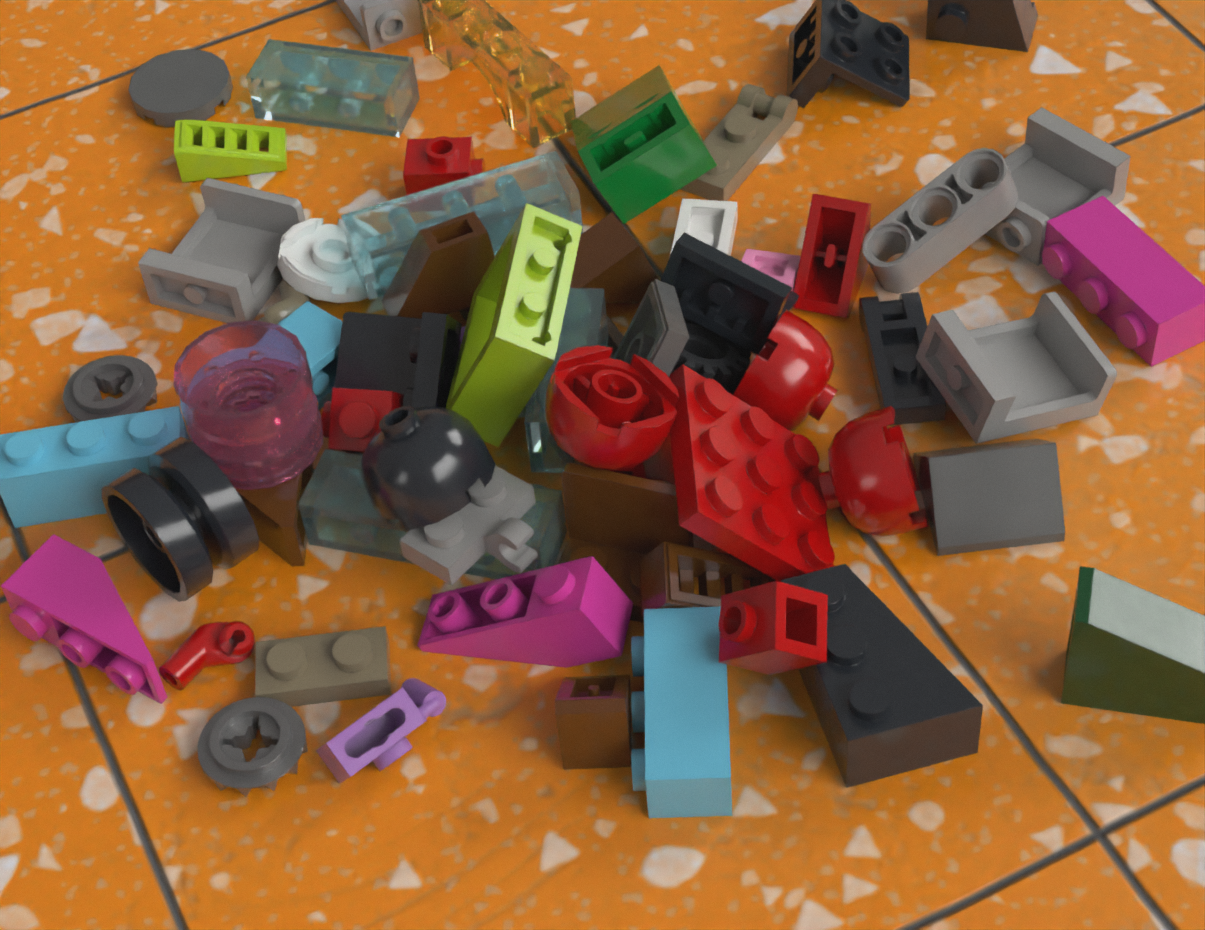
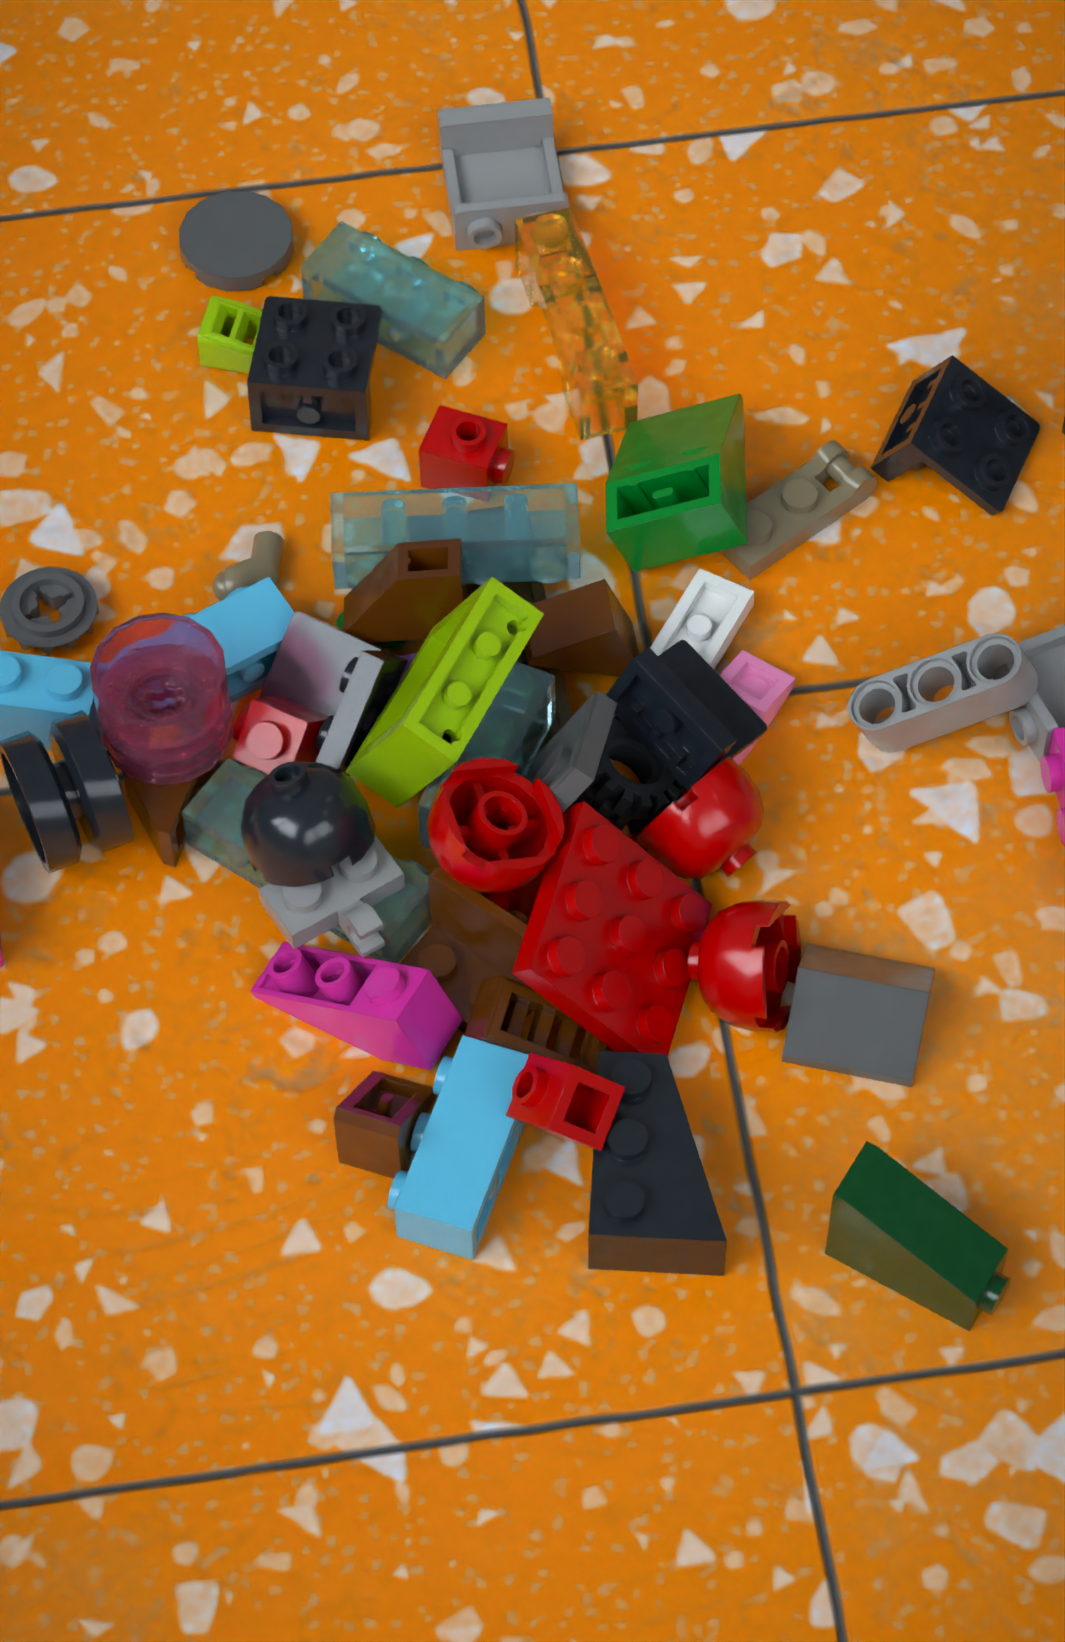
camera: 15 degrees right, 10 degrees up
(208, 647) = (54, 928): red arm -> none
(227, 257) = (216, 481): light grey panel -> none
(234, 729) = (53, 1021): flat silver gear -> none
(288, 144) = (313, 368): none -> black bracket
(318, 262) = (298, 521): white tile -> none
(324, 667) = (154, 985): dark tan plate -> none
(382, 731) = (184, 1070): medium lavender piece -> none
(832, 255) = (816, 697): red slope -> none
(893, 339) = (841, 835): black plate -> none
(1017, 371) = (942, 891): light grey panel -> none

